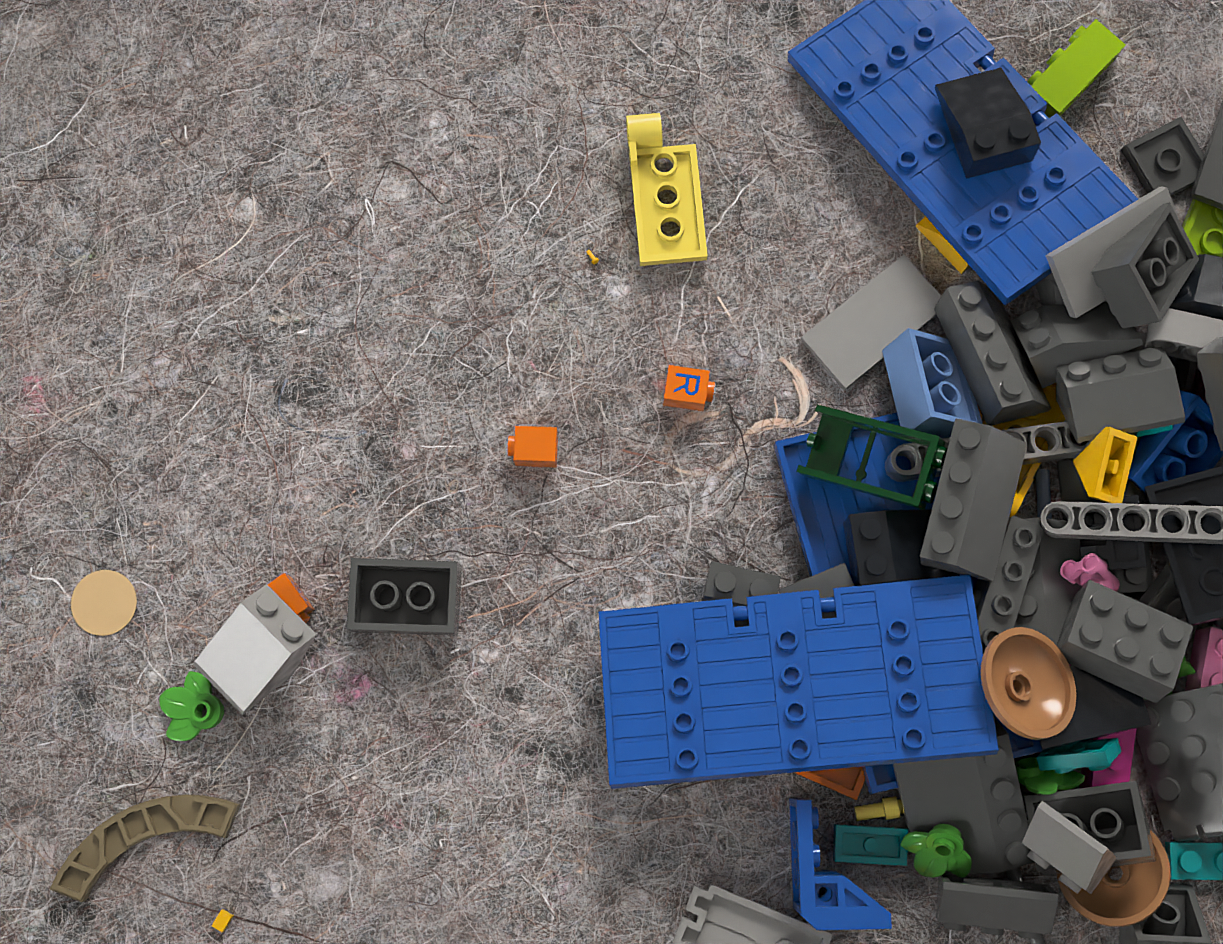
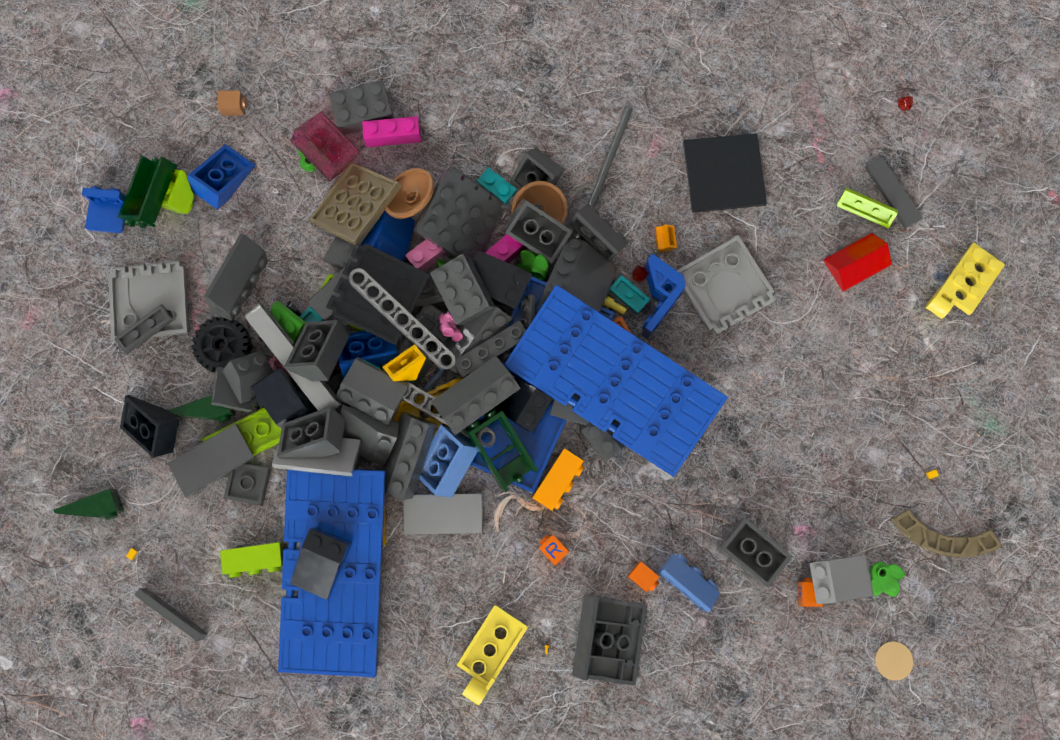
camera: 140 degrees left, 0 degrees up
(466, 485) = (689, 582): none -> medium blue slope
(518, 330) = (609, 640): none -> dark grey piece
(754, 487) = (559, 480): none -> light orange brick
(881, 889) = (639, 274): none -> clear red hinge
(938, 851) = (605, 269): bright green plate -> none
(1028, 683) = (514, 295): medium nougat dish -> none
(1068, 849) = (556, 228): light grey slope -> none
(1091, 753) = (513, 257): teal plate -> none

